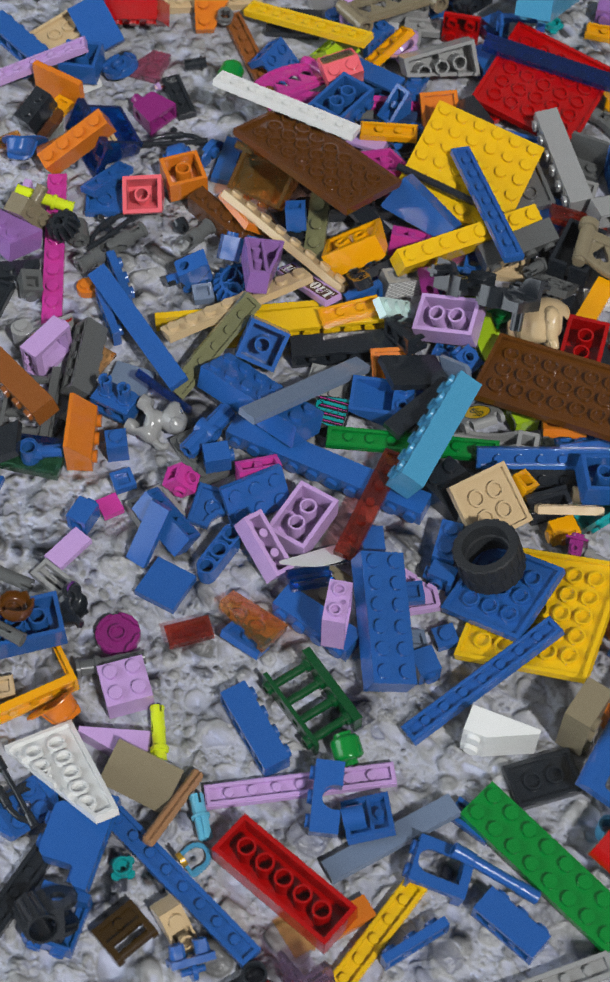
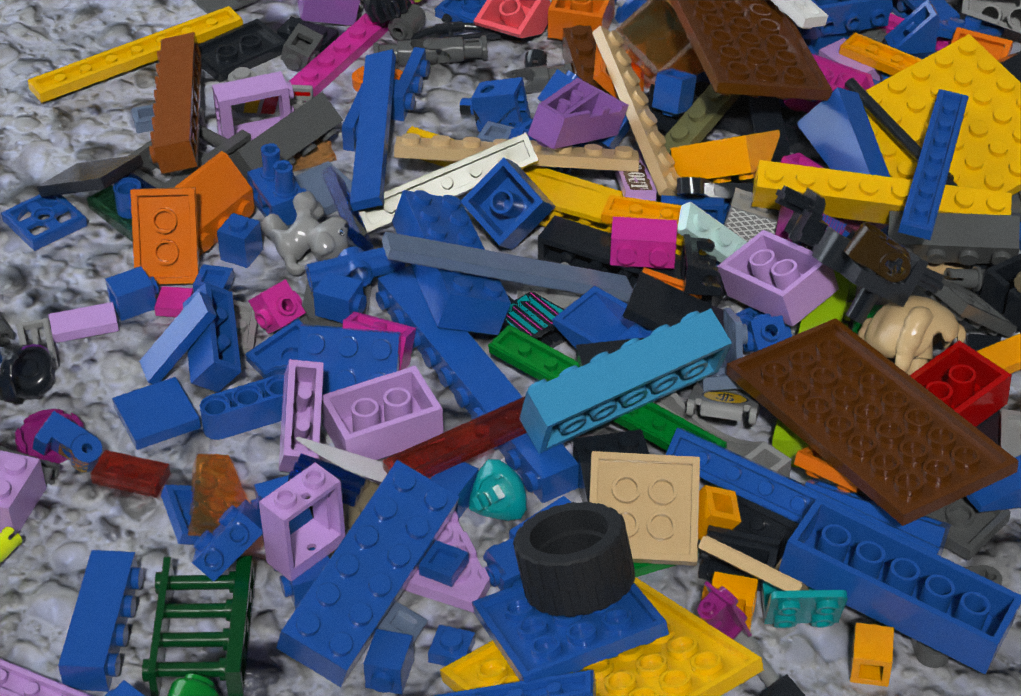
camera: 35 degrees right, 15 degrees down
(80, 466) = (166, 233): none -> orange plate
(141, 632) = (68, 441): none -> blue leg
(294, 641) = (234, 535): none -> blue plate
(362, 333) = (643, 242): none -> dark pink brick
(400, 533) = (498, 492): none -> teal piece
(523, 290) = (874, 250): none -> dark brown piece

